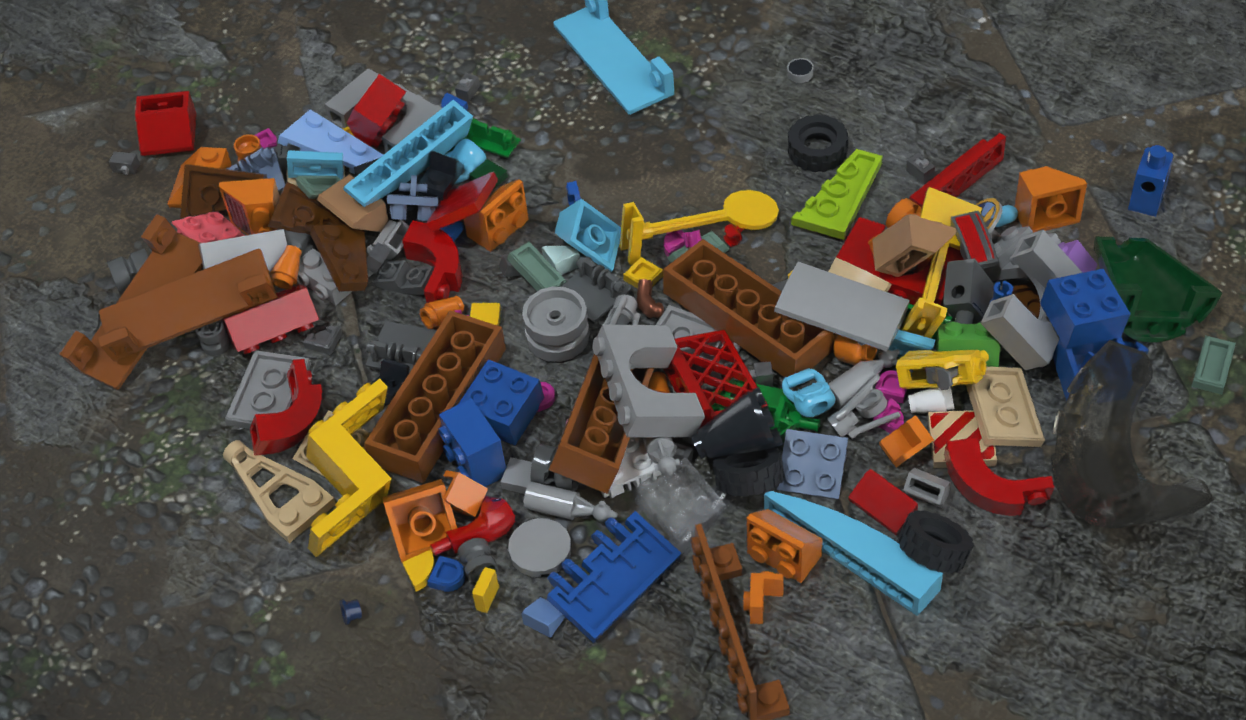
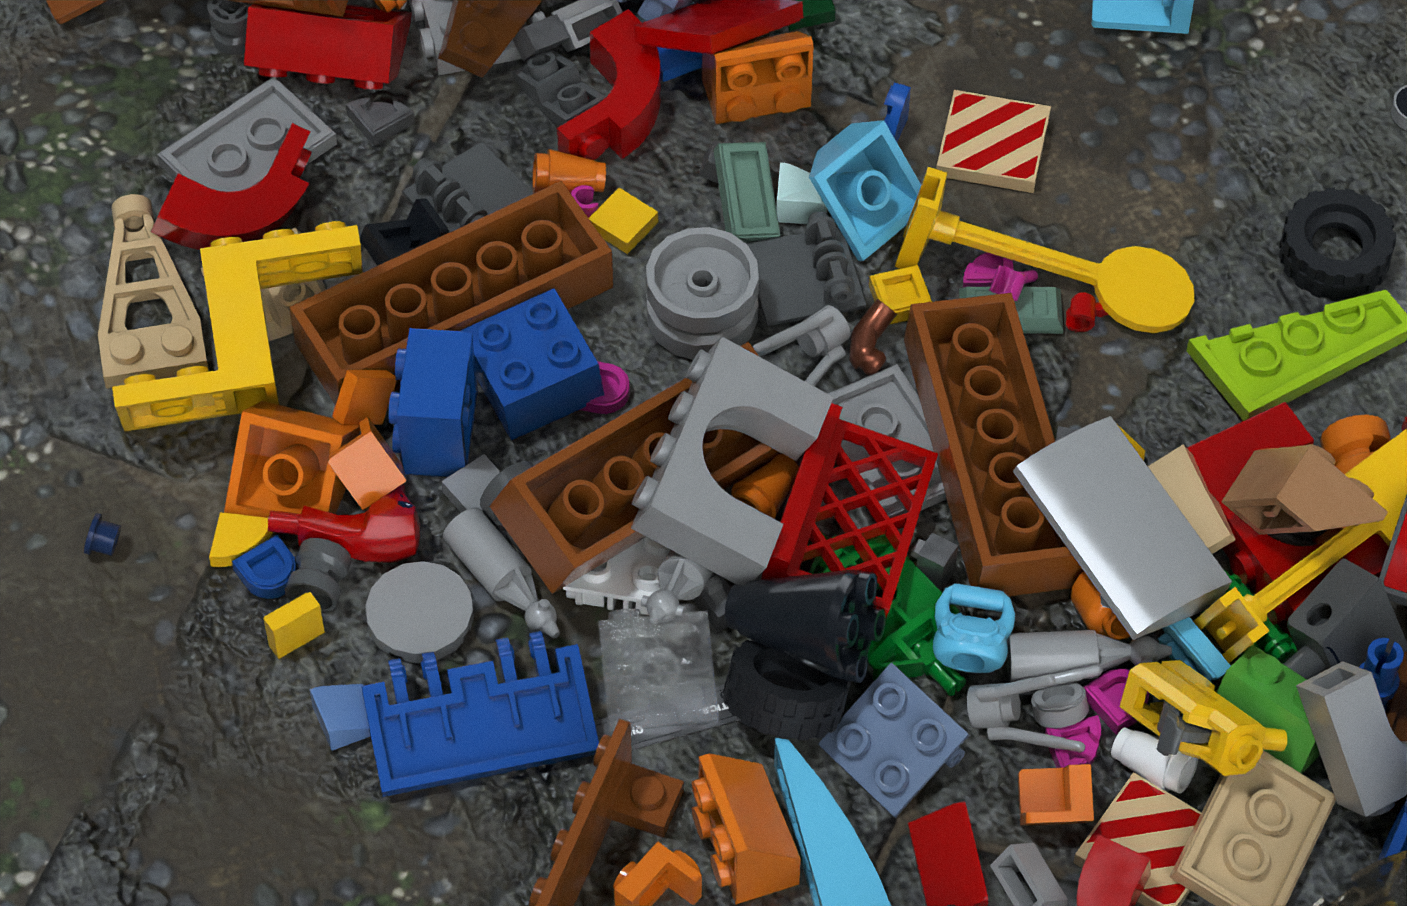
camera: 30 degrees right, 5 degrees up
(434, 463) = (364, 395): none -> orange tile
(627, 184) = (993, 141): none -> tan tile

